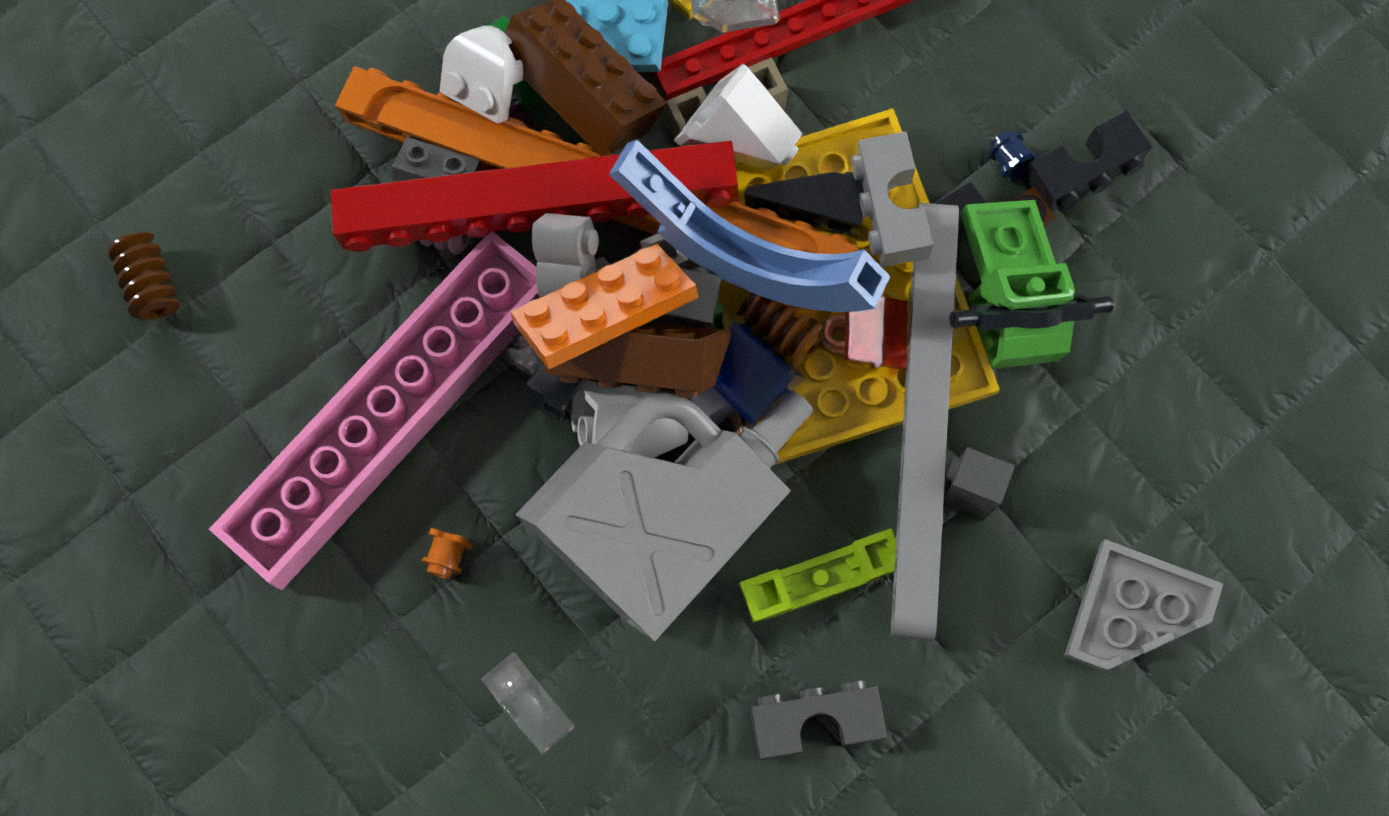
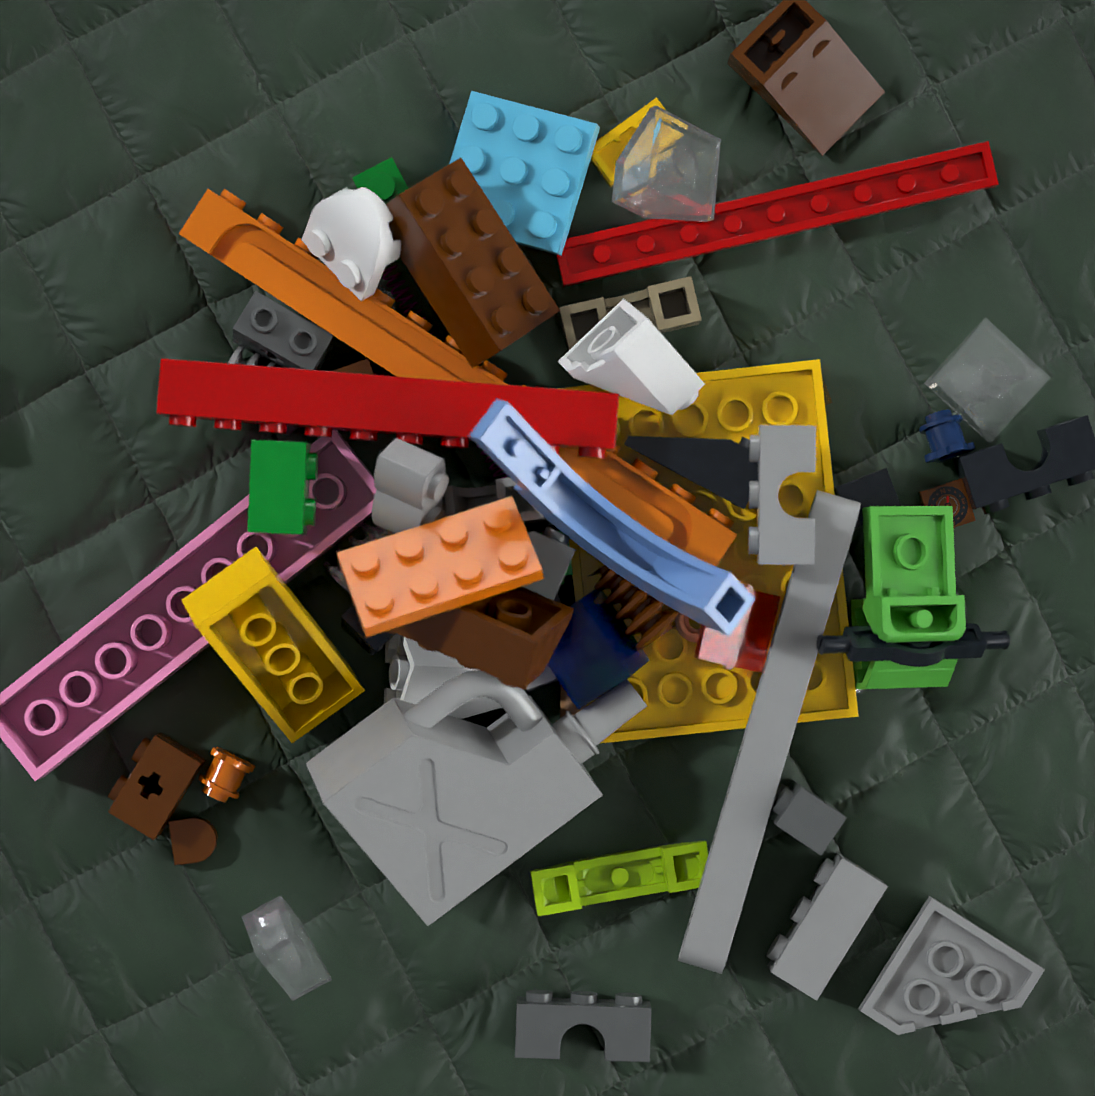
camera: 10 degrees right, 15 degrees up
(383, 597) = (177, 769): none -> reddish brown brick
(425, 621) = (192, 839): none -> reddish brown tile
(452, 280) = (281, 487): none -> green brick
(469, 416) = (272, 644): none -> yellow brick
(1016, 583) = (825, 925): none -> light grey brick
(1034, 108) = (987, 380): none -> clear slope

